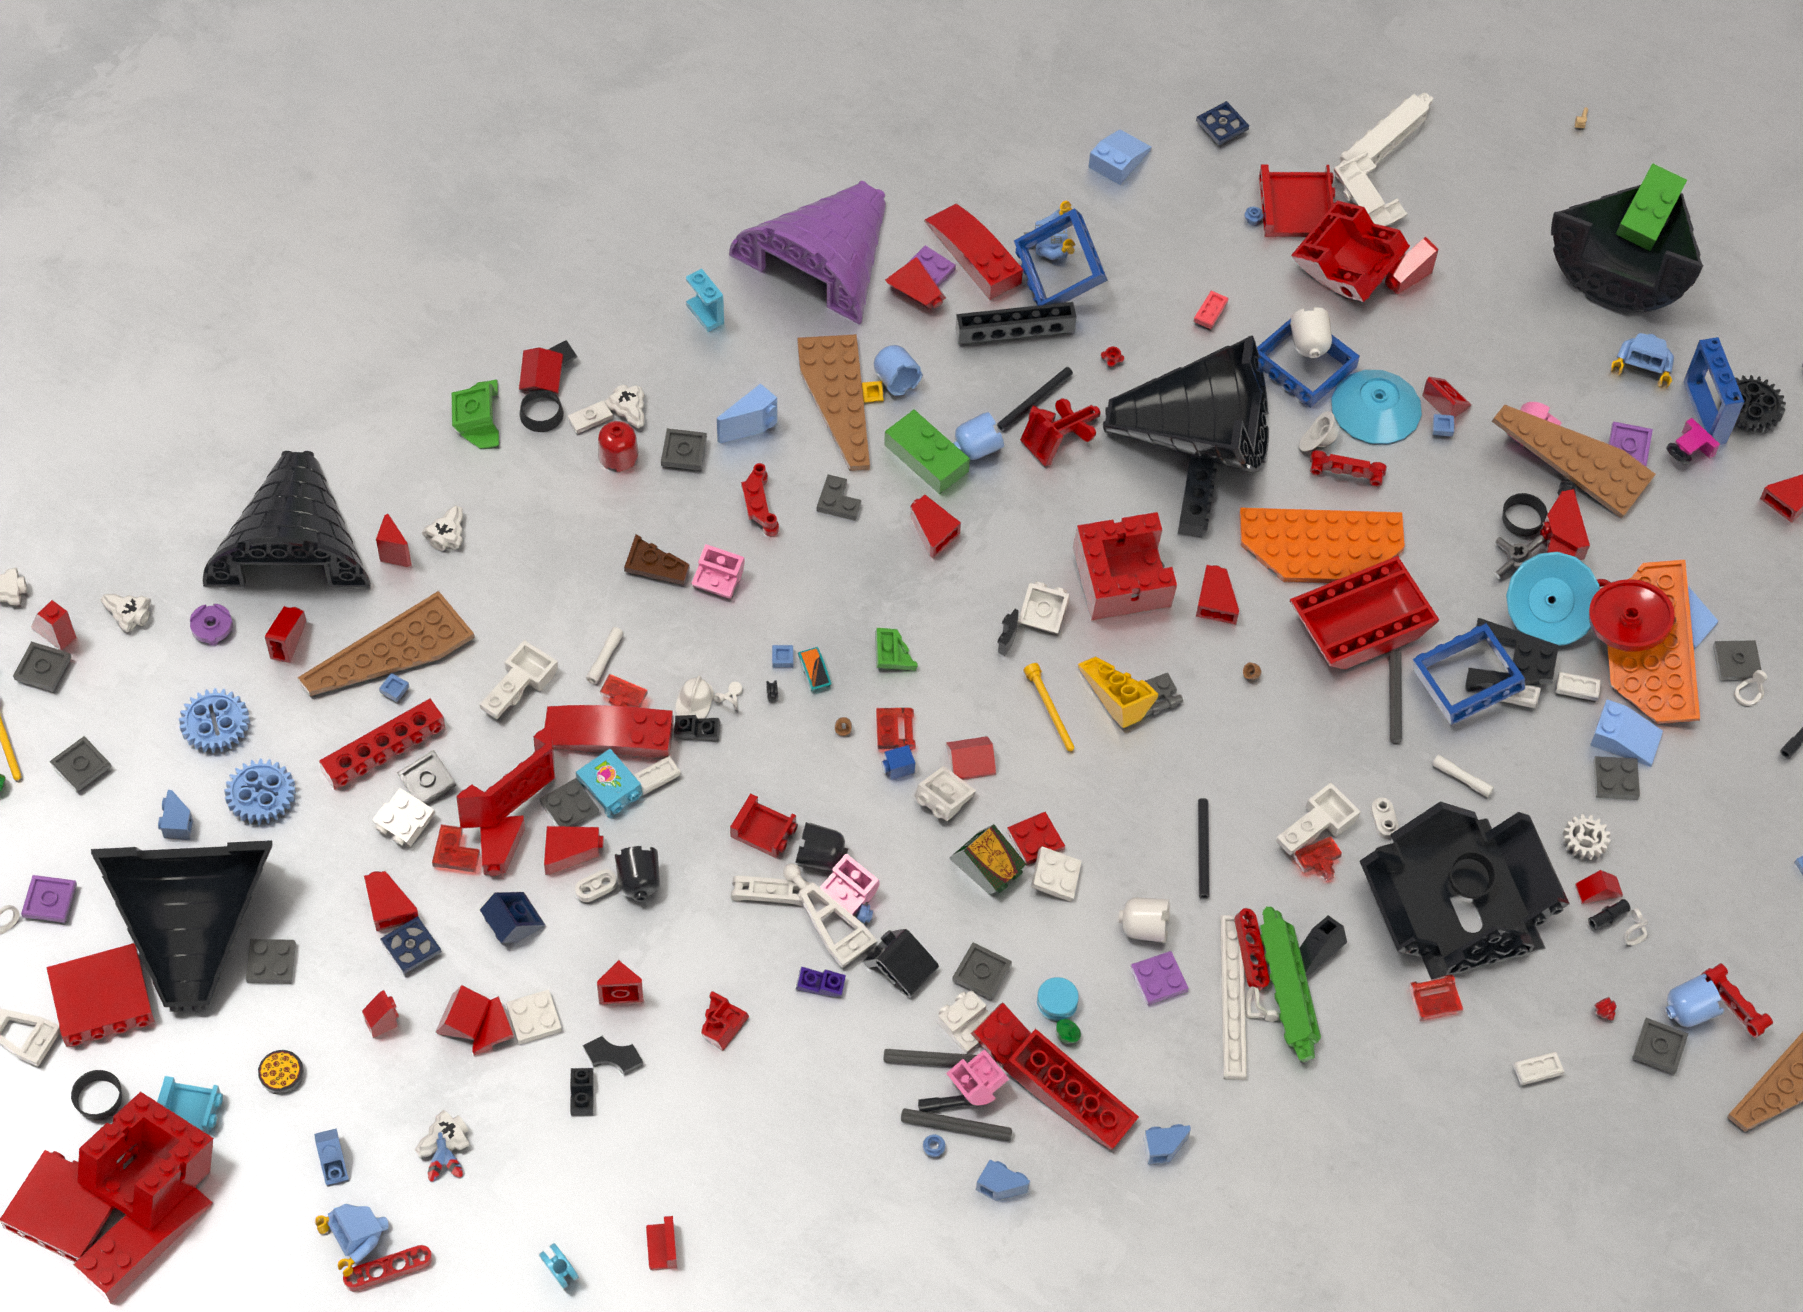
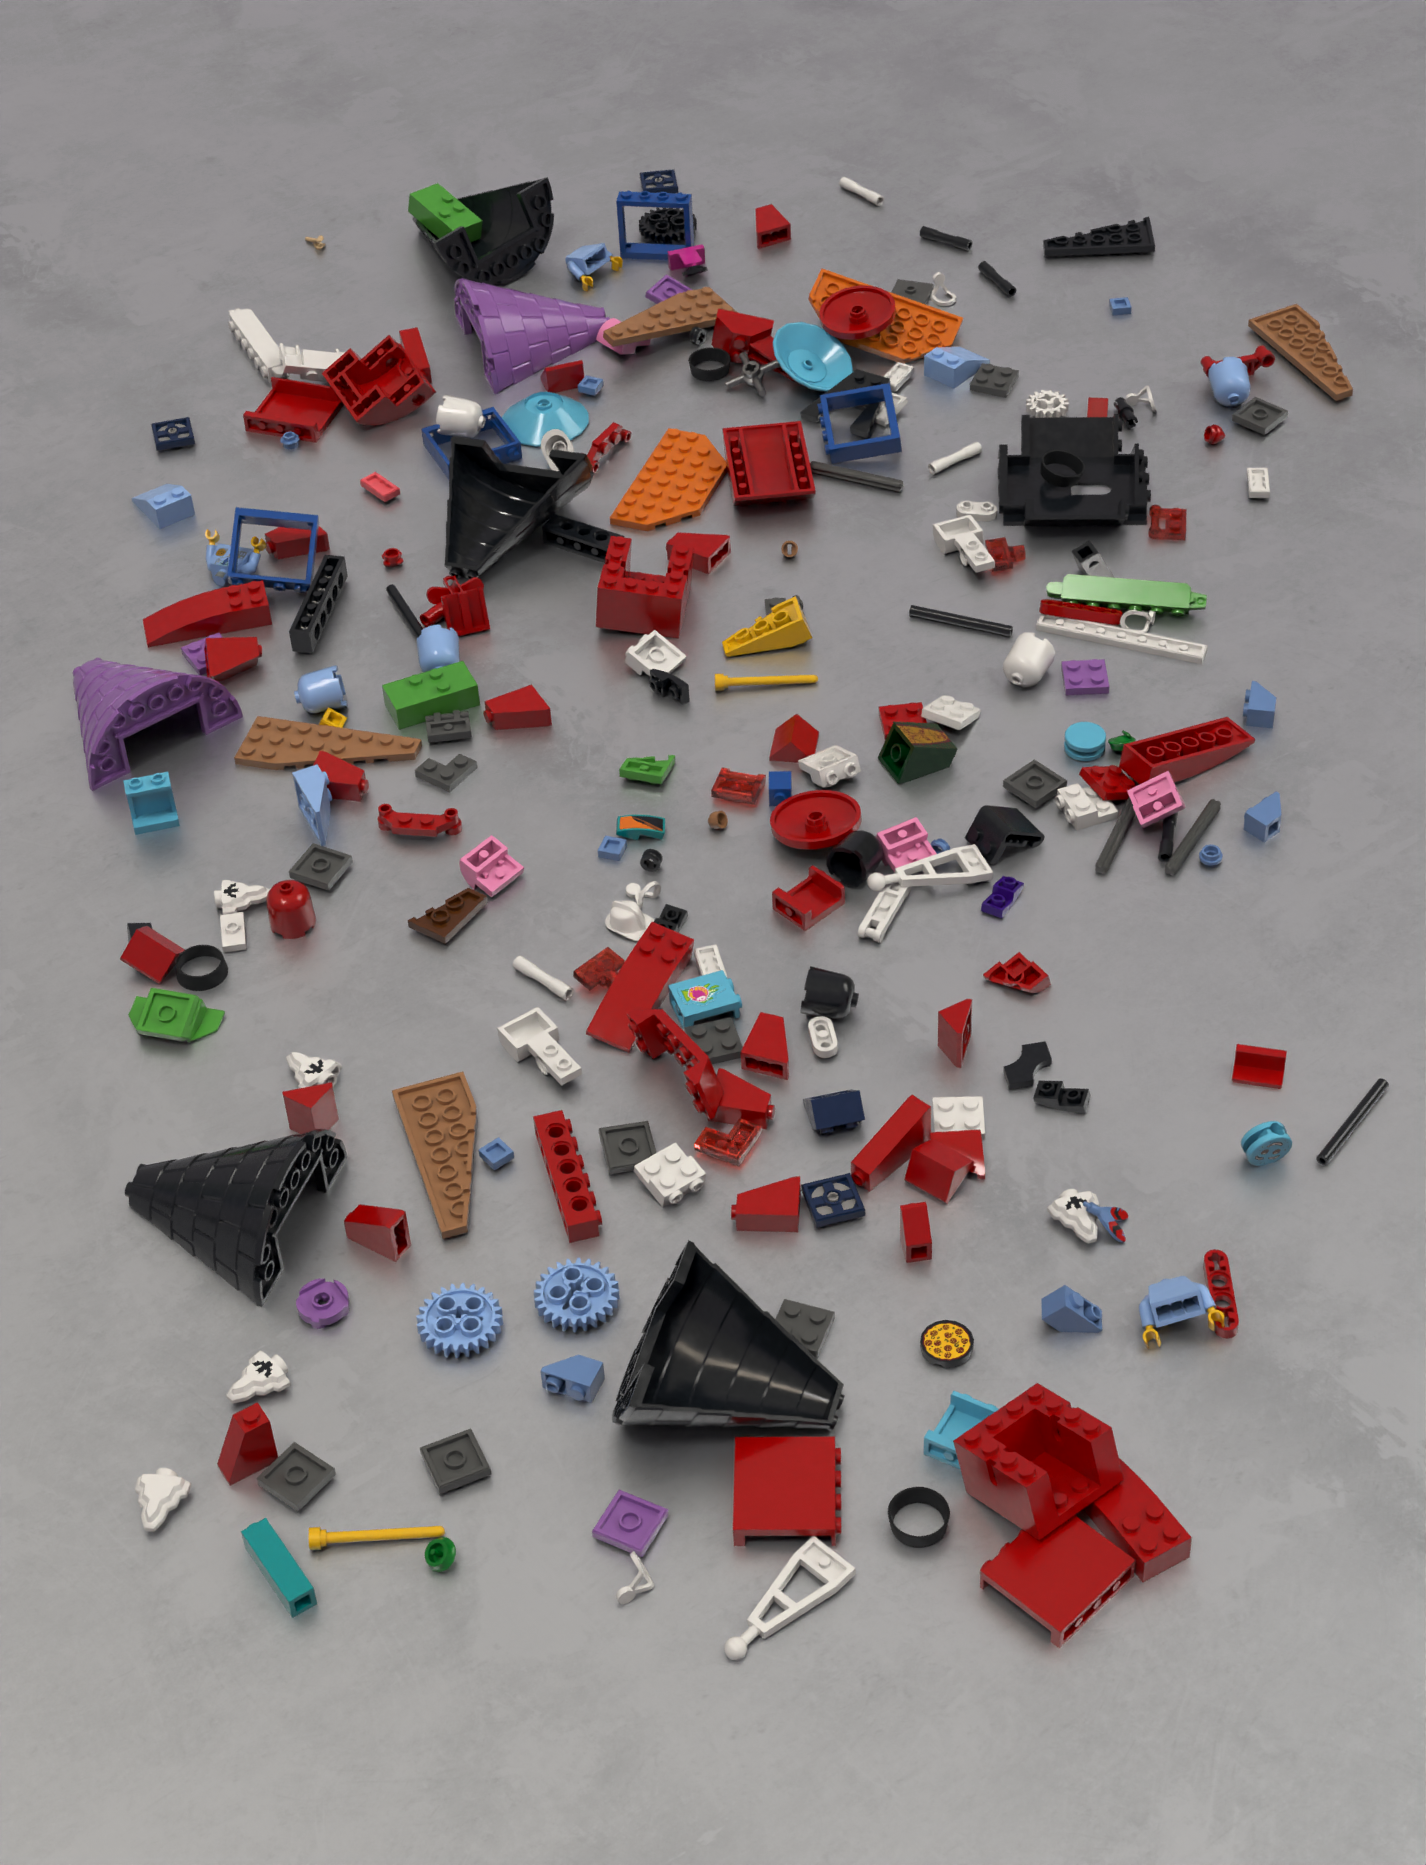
camera: 65 degrees left, 15 degrees down
(476, 971) = (892, 1144): none -> red slope
(794, 419) = (345, 779): none -> red slope
(860, 801) = (815, 819): none -> red dish
(891, 483) = (448, 726): none -> dark grey plate
(1116, 271) = (294, 542): none -> red slope
(1492, 335) = (522, 329): none -> medium lavender cone

